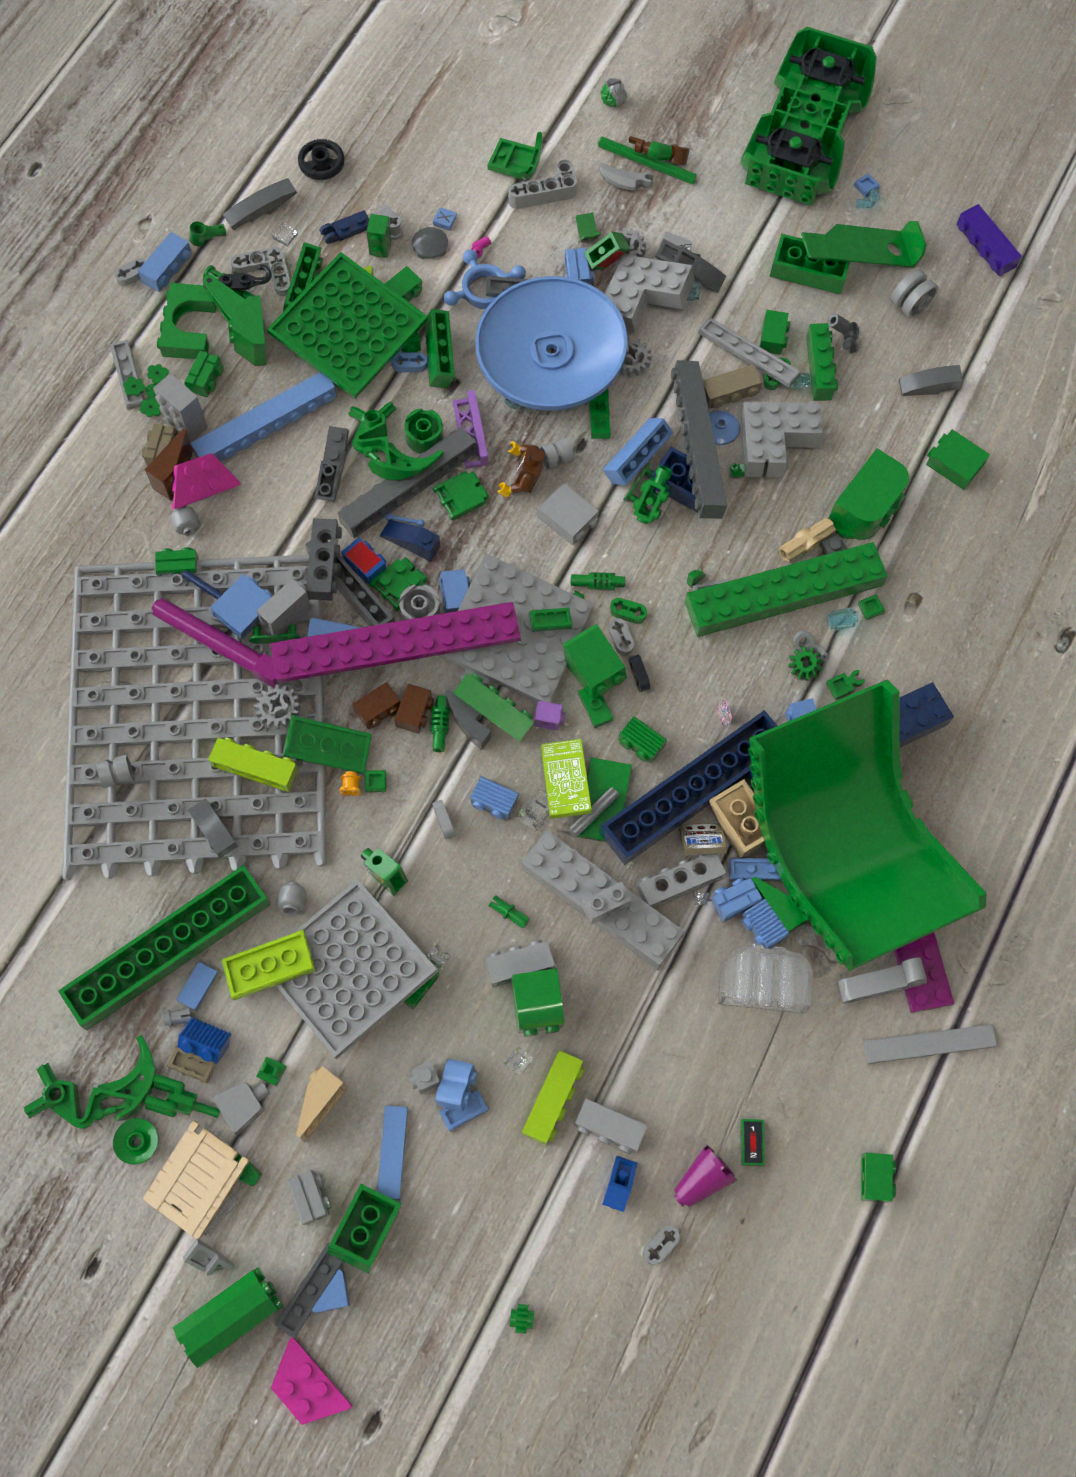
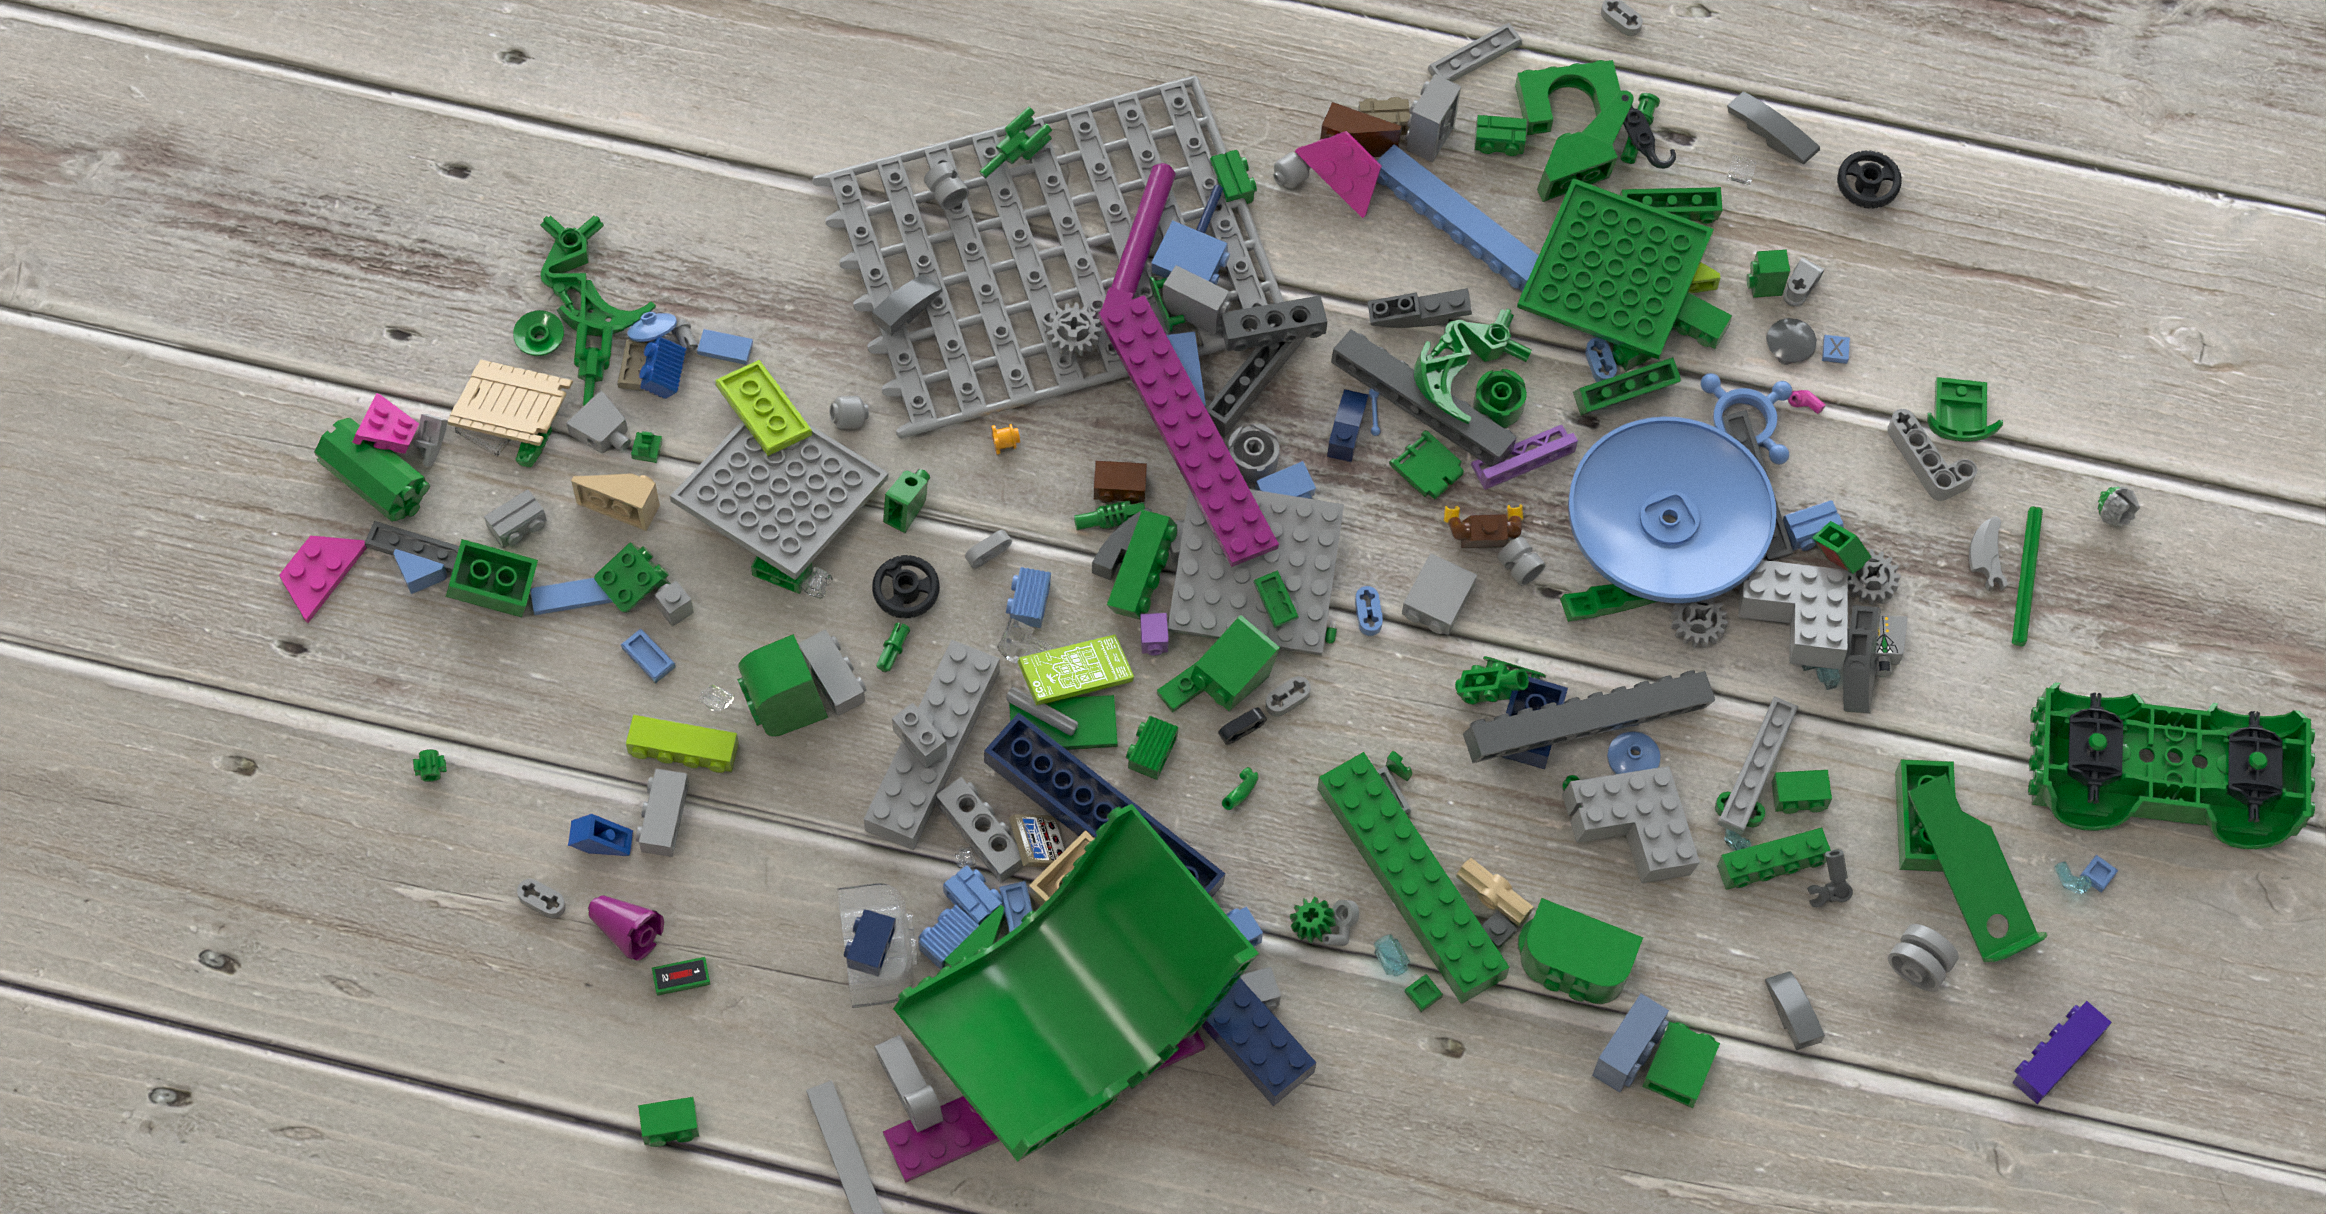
camera: 75 degrees right, 5 degrees down
(94, 708) = (1018, 142): none -> green plant
(135, 387) = (1475, 85): green plant -> none
(163, 948) = (759, 299): green brick -> none
(163, 1041) = (652, 326): none -> medium blue dish
(165, 262) = (1646, 47): medium blue brick -> none
(189, 1296) = (386, 426): none -> dark pink wing
(200, 232) = (1708, 80): green pin -> none
(253, 764) = (994, 324): lime brick -> none
(267, 257) = (1691, 161): light grey beam -> none
(327, 744) = (1043, 397): green tile -> none
(345, 227) = (1778, 236): dark blue hinge -> none
(364, 560) = (1299, 378): brick -> none
(375, 781) = (1018, 466): green tile -> none
(377, 706) = (1111, 439): reddish brown brick -> none
(393, 1108) = (630, 576): none -> green bracket
(396, 579) = (1290, 425): green plate -> none
(442, 895) = (901, 596): none -> black wheel
(456, 1085) = (672, 636): medium blue brick -> none
(566, 564) = (1363, 611): none -> medium blue beam
(586, 226) = (1884, 522): green bracket -> none
(598, 581) = (1356, 651): green hinge -> none
(628, 610) = (1332, 697): green beam -> none
(638, 451) = (1555, 655): medium blue brick -> none
(661, 151) = (2038, 585): piece -> none
(690, 687) = (1242, 791): none -> green arm
(724, 712) = (1217, 836): clear tile -> none
(732, 386) = (1695, 752): dark tan brick -> none
(780, 979) = (870, 943): none -> dark blue brick
(843, 685) = (1298, 973): green plate -> none
(942, 482) = (1631, 1043): none -> sand blue brick

